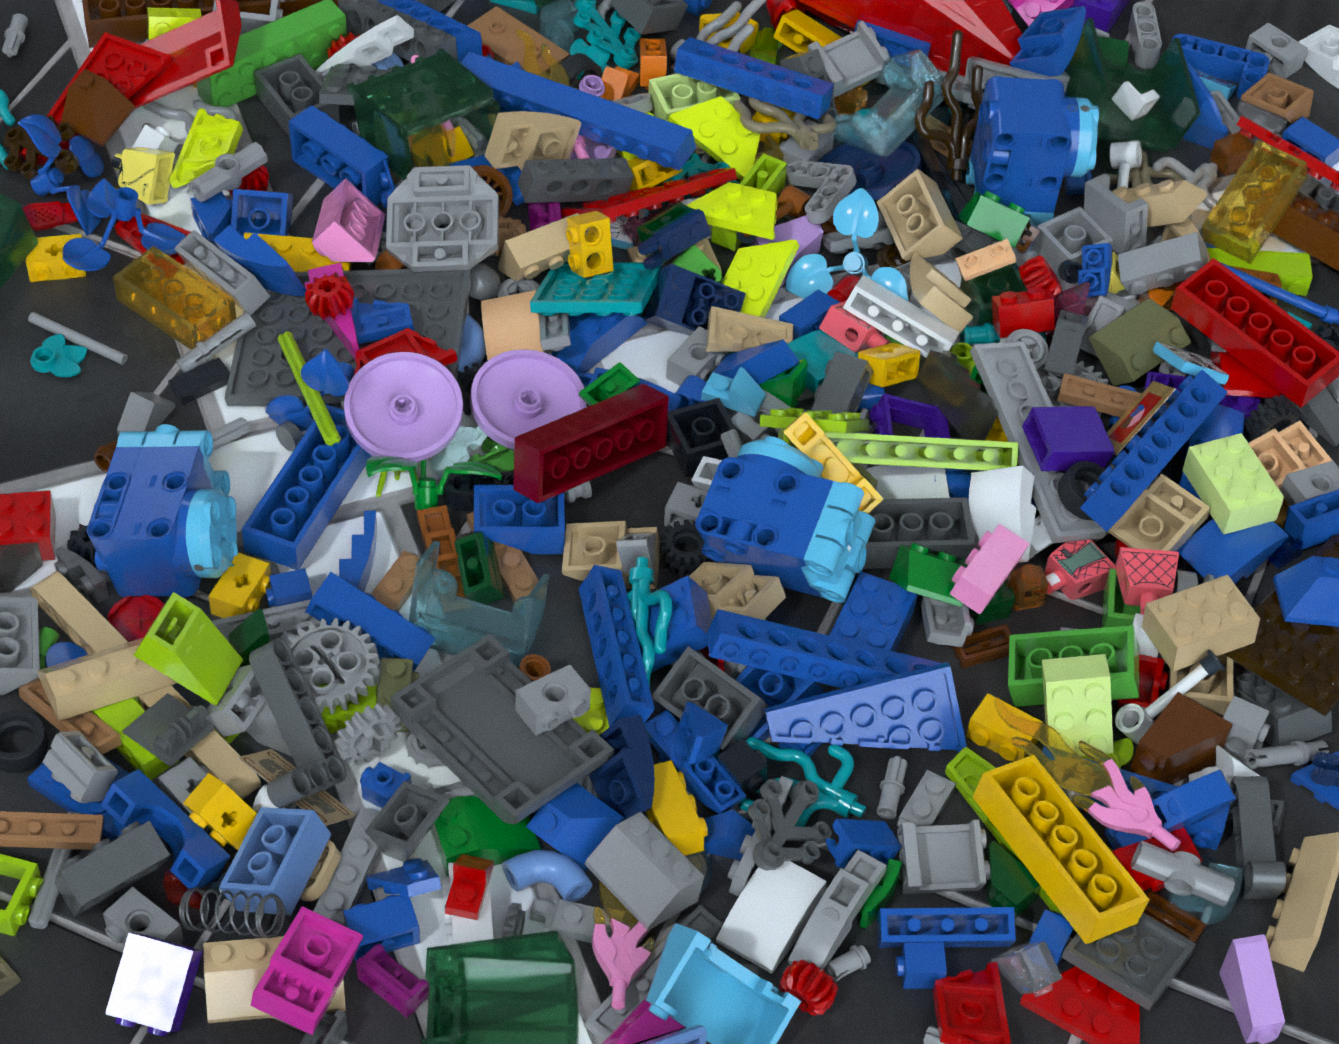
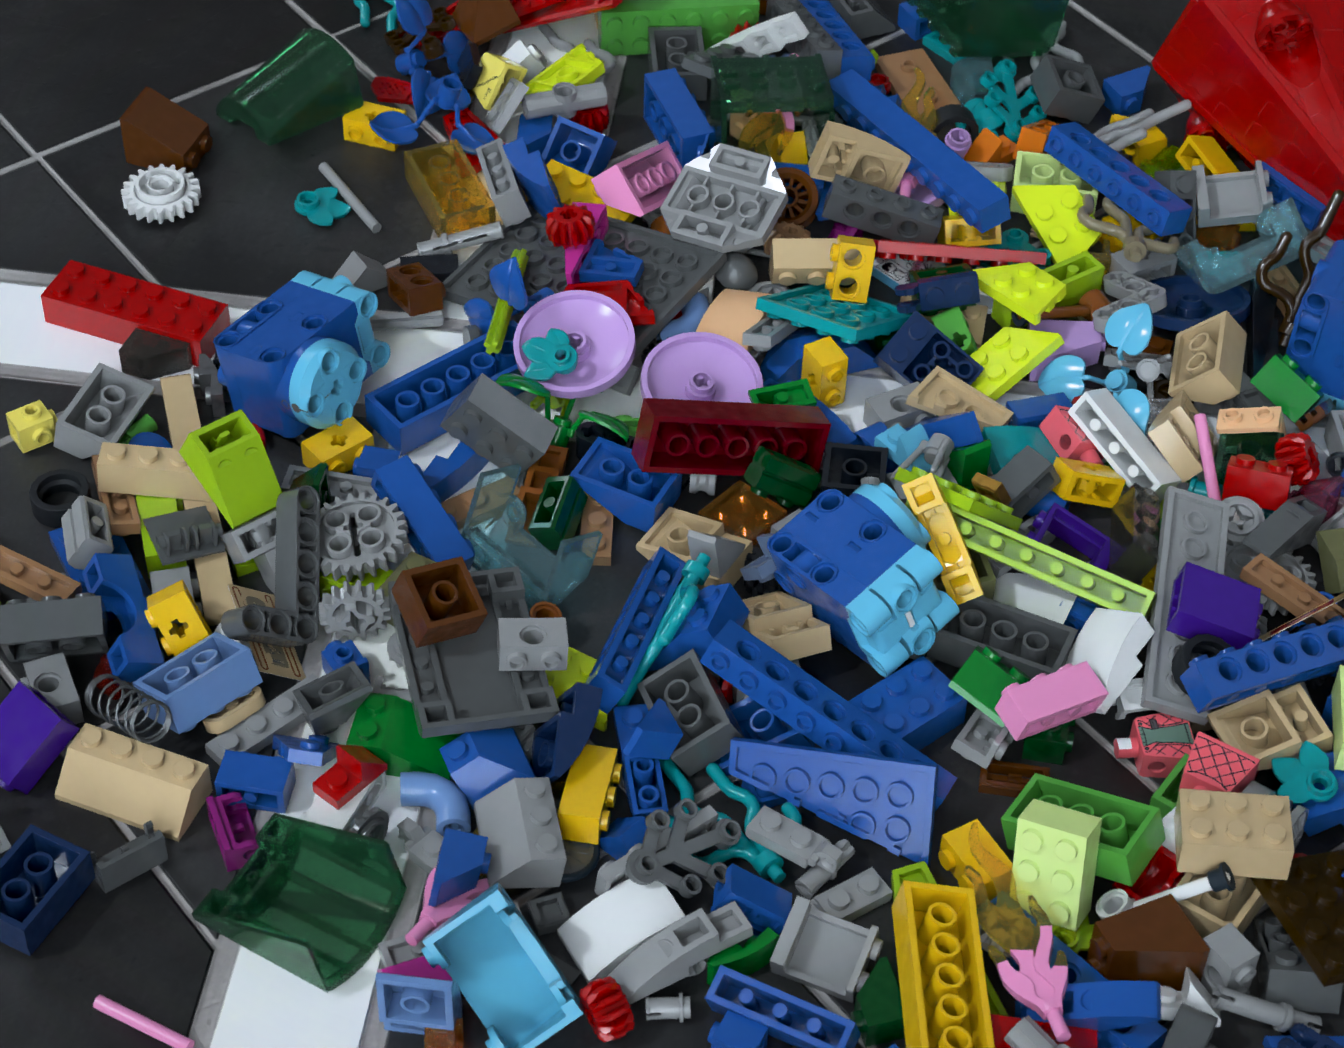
camera: 30 degrees right, 5 degrees down
(111, 166) = (470, 65): none -> black tile
(174, 195) = (506, 105): none -> light grey tile
(208, 407) = (415, 289): none -> reddish brown brick
(306, 970) = (149, 781): dark pink slope -> none
(387, 427) = (546, 355): none -> teal plate
(387, 511) = (498, 425): none -> dark grey brick
(455, 696) = (439, 601): none -> reddish brown brick
(458, 449) = (616, 401): light aqua cylinder -> none
(616, 922) = (458, 865): none -> blue slope
(618, 343) = (825, 370): none -> yellow brick
(629, 502) = (744, 512): none -> clear orange plate
(647, 460) = (781, 477): none -> dark green brick
(688, 541) = (764, 566): none -> sand blue bracket
(745, 766) = (682, 781): black brick -> none
(766, 387) = (936, 454): none -> light grey plant
(828, 401) = (991, 488): none -> pearl gold tile
(861, 776) = (793, 840): none -> light grey hinge
(876, 244) = (1147, 370): none -> light grey plant
(971, 306) = (1207, 456): none -> bright pink bar
(1028, 579) = (1095, 732): clear orange brick -> none
(1203, 547) = (1301, 774): none -> teal plate

